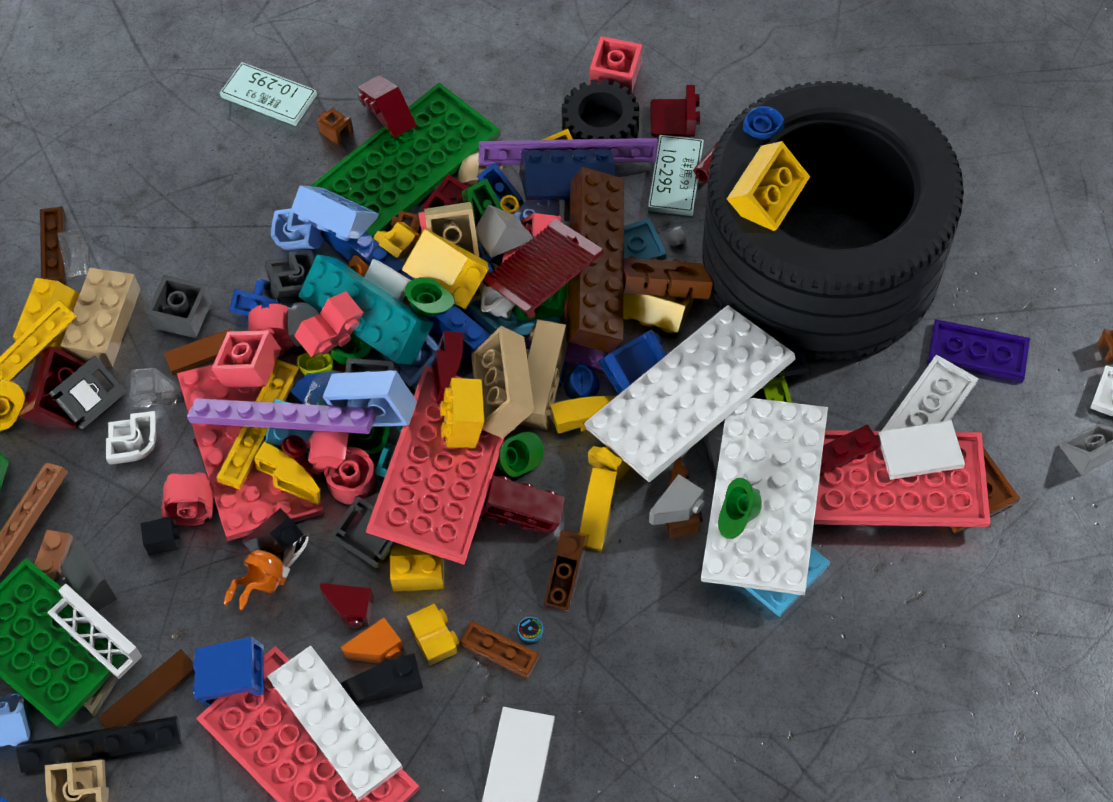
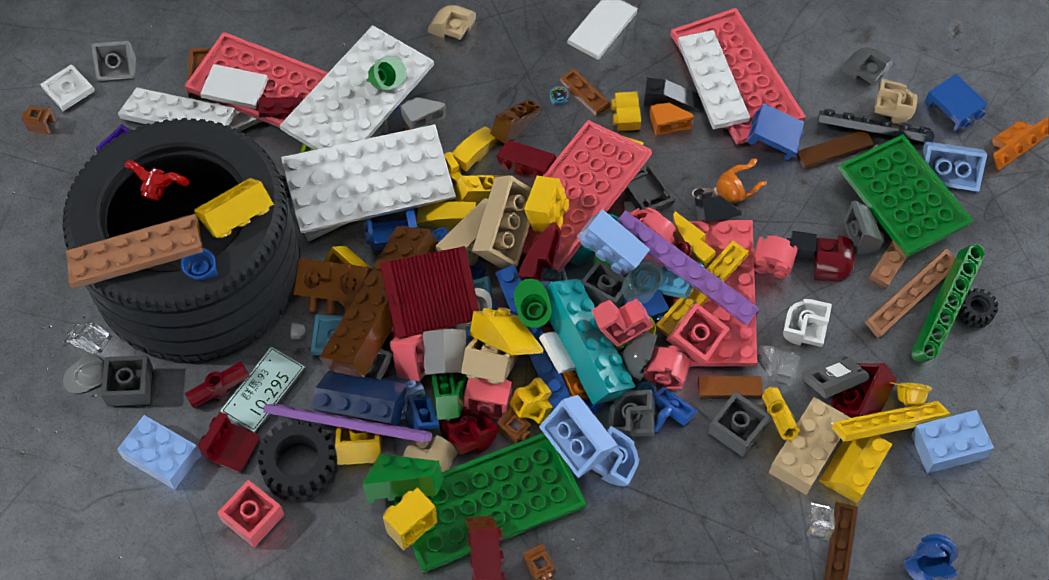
camera: 160 degrees left, 0 degrees up
(97, 622) = (862, 179): white fence -> none
(117, 536) = (834, 259): none -> dark red brick
(144, 337) = (780, 413): none -> yellow piece
(349, 603) = (677, 150): dark red slope -> none
(464, 96) = (410, 518): none -> yellow brick
(496, 126) = (397, 475): none -> green wedge
(512, 201) = (427, 388): yellow hinge -> none
(562, 460) = (474, 188): none -> yellow slope
(720, 680) = (452, 21): none -> tan brick
(732, 82) = (159, 452): none -> light blue brick
(835, 109) = (133, 251): none -> nougat plate
(868, 176) = (155, 181): none -> red piece
(970, 405) = (152, 106): none -> white plate

